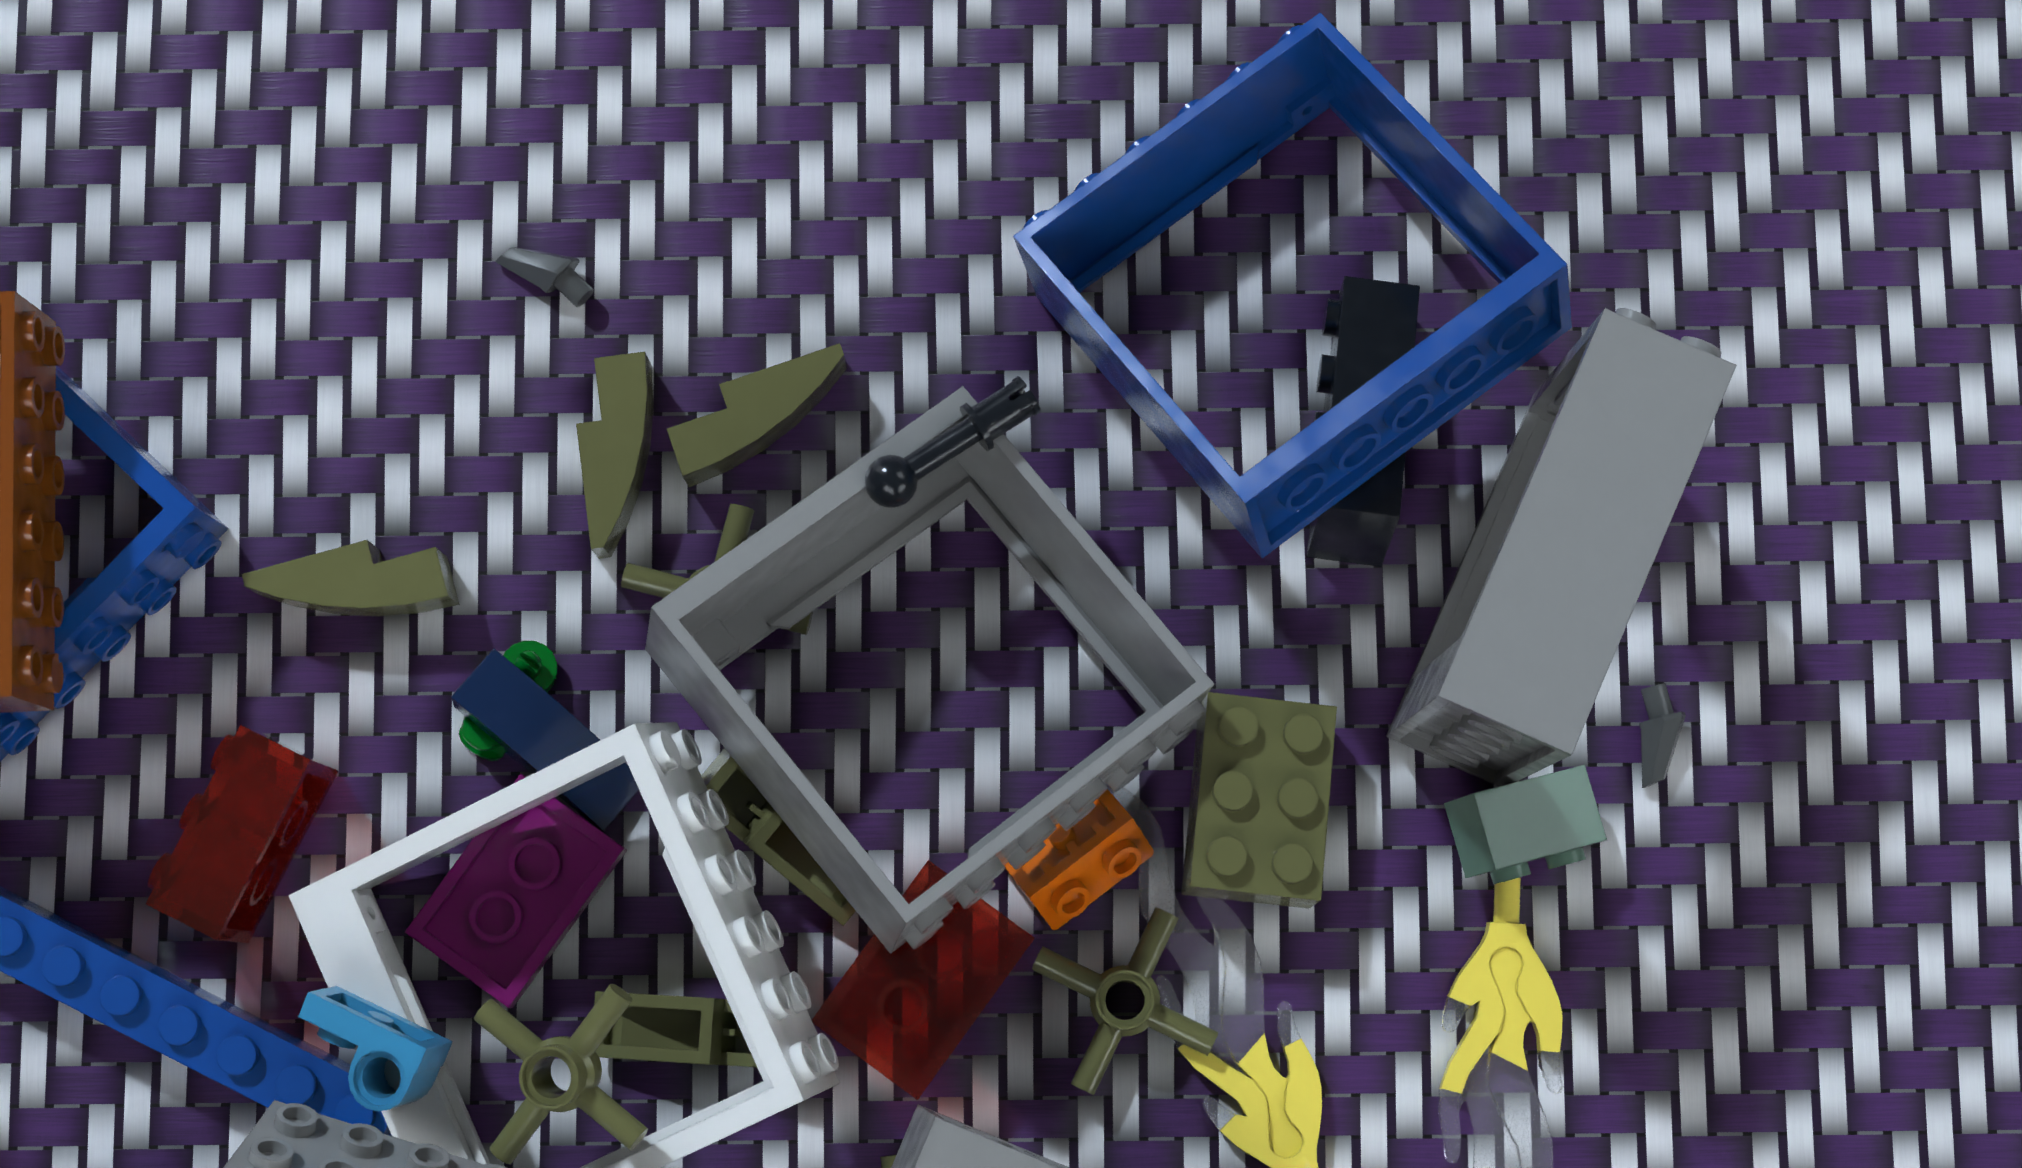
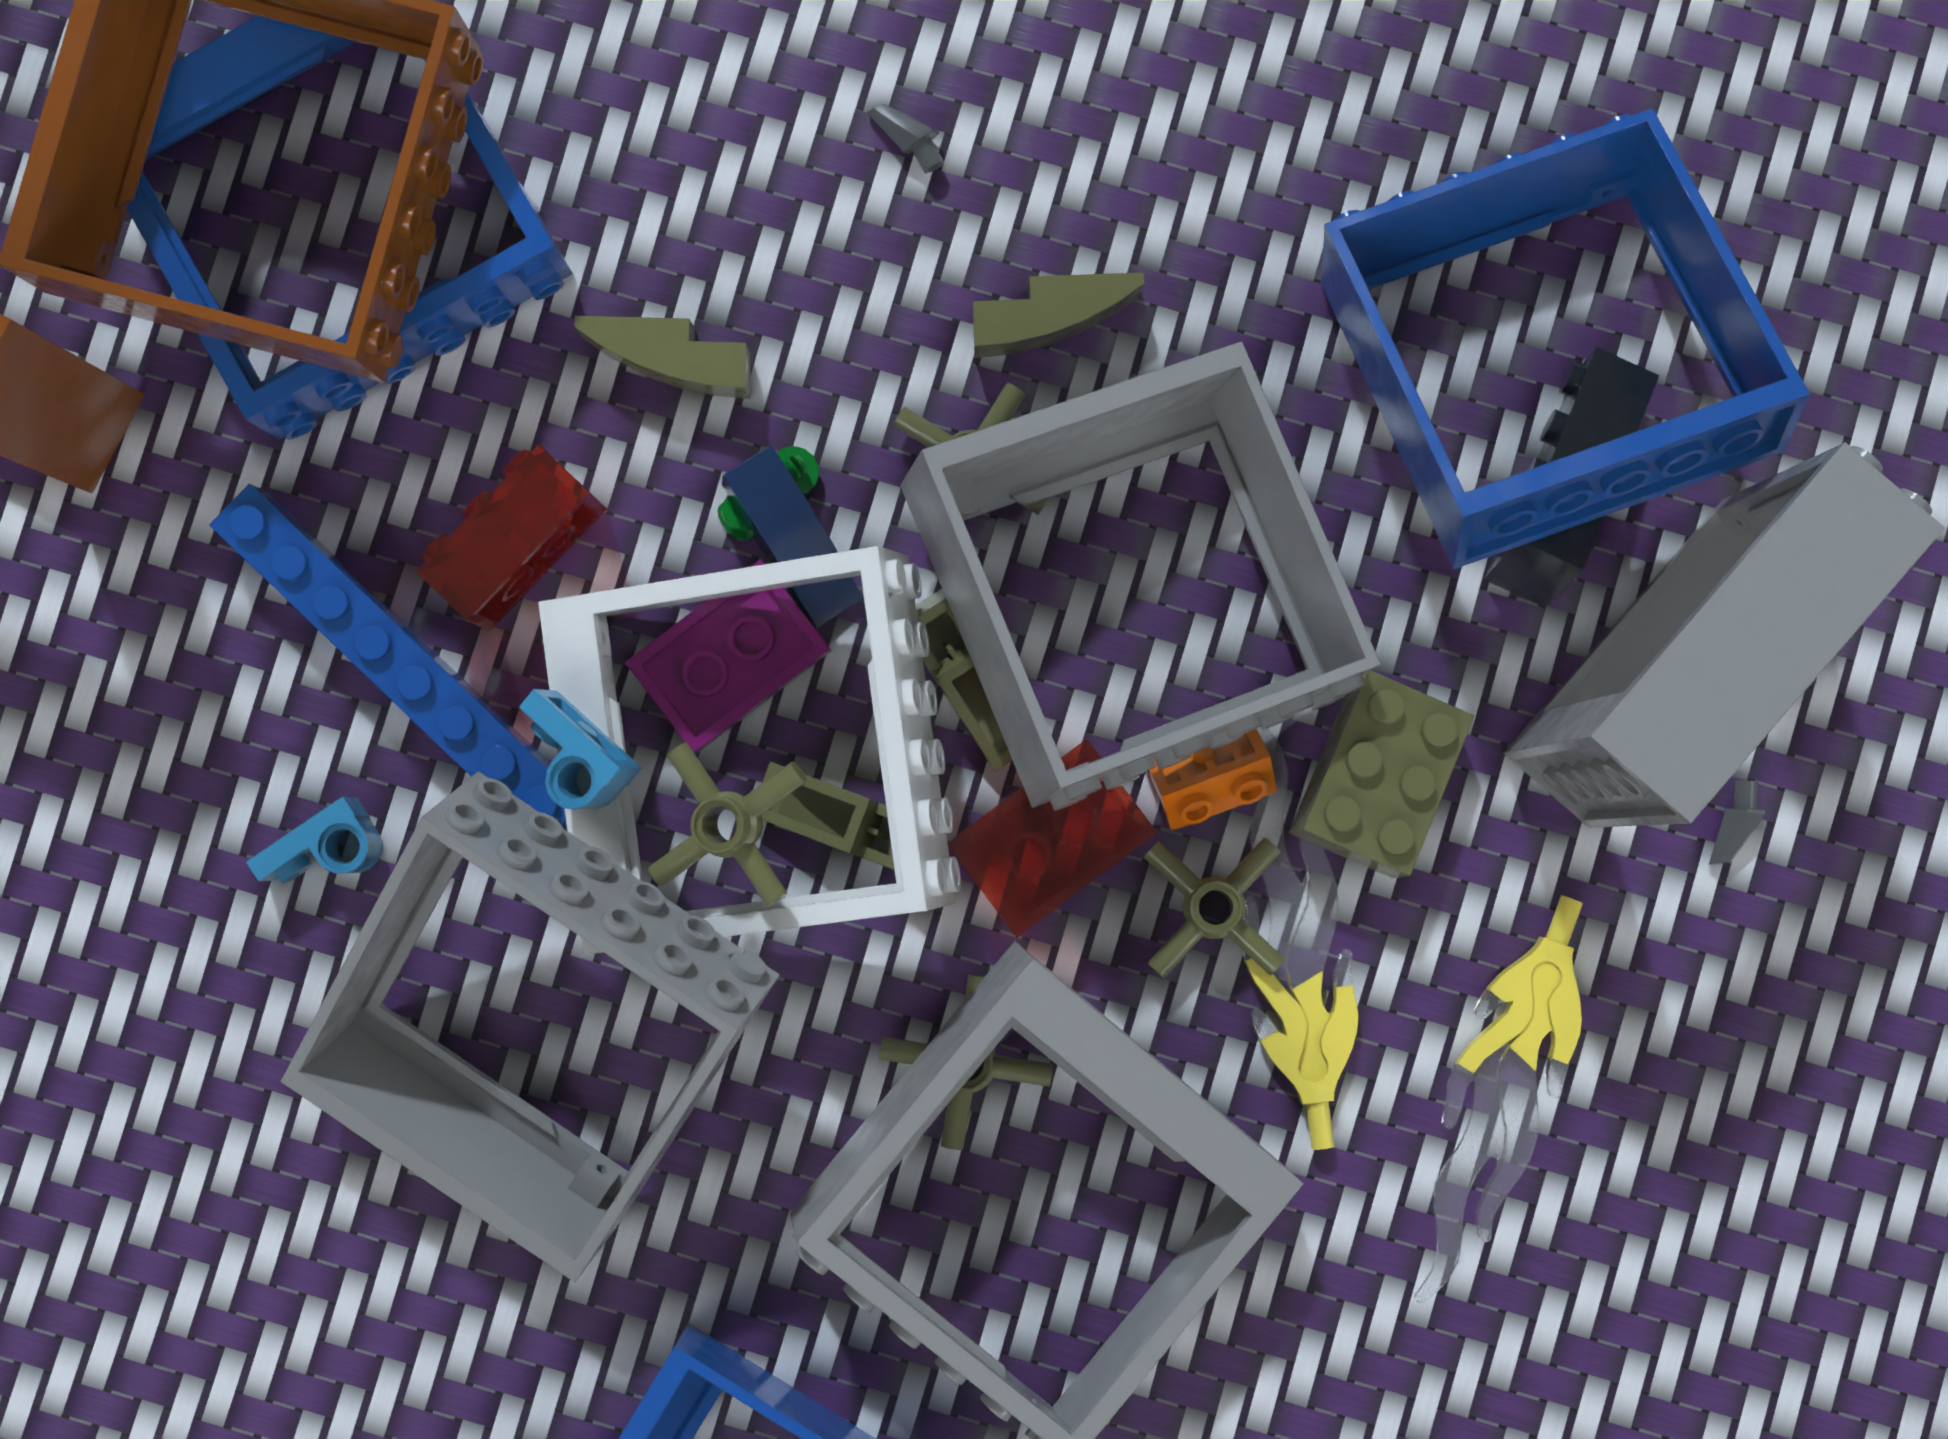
camera: 15 degrees right, 5 degrees up
(616, 447) = (924, 303): olive slope -> none
(894, 479) = (1159, 403): black pin -> none
(1526, 822) = (1602, 863): sand green brick -> none

